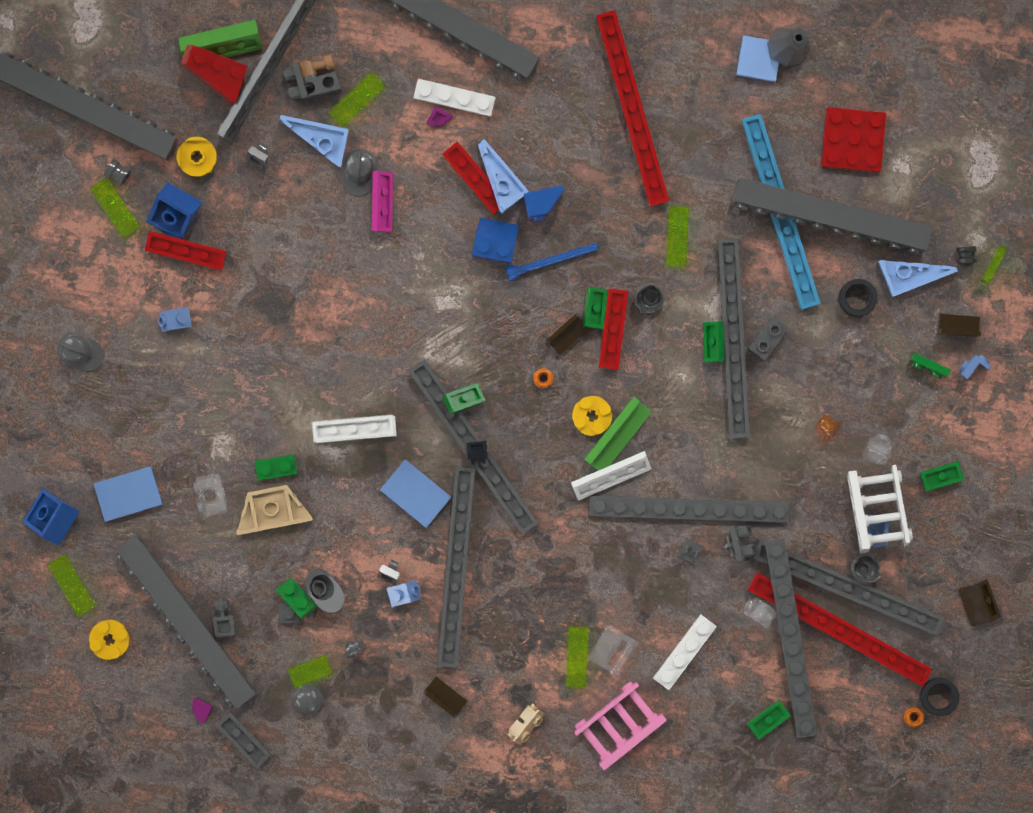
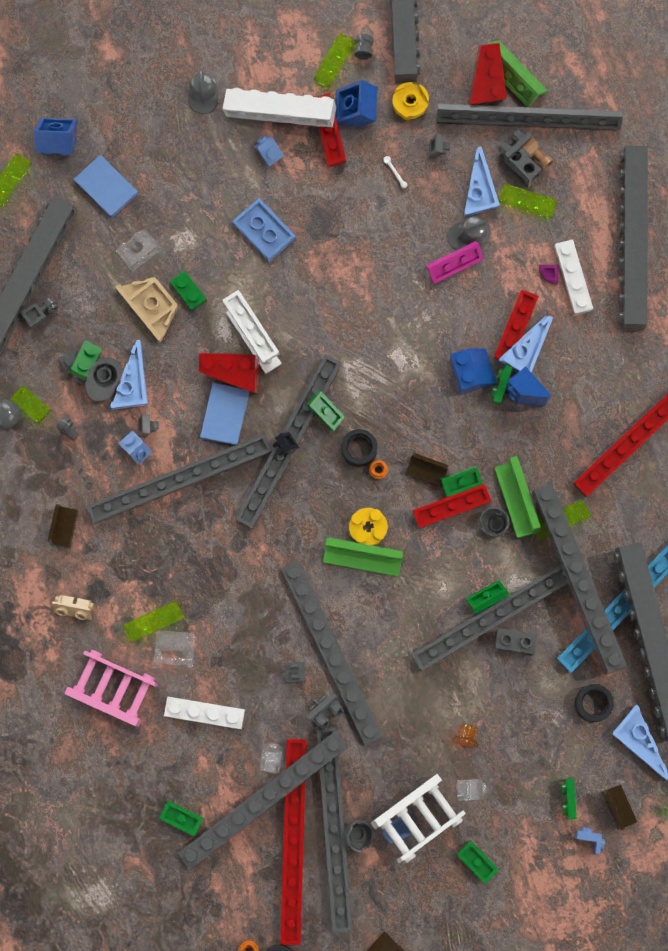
camera: 70 degrees right, 10 degrees down
(140, 287) = (279, 107): none -> white brick
(244, 210) = (387, 160): none -> white hinge
(252, 364) = (264, 229): none -> medium blue tile
(343, 566) = (132, 388): none -> light blue wing
(376, 465) = (235, 369): none -> red wedge
(514, 271) = (456, 400): blue piece -> none
(514, 370) = (354, 434): none -> black tyre
(529, 228) = (503, 376): none -> green plate
(611, 475) = (325, 569): white plate -> none
(637, 265) = (517, 498): none -> bright green panel
(742, 251) = (579, 579): none -> dark grey brick

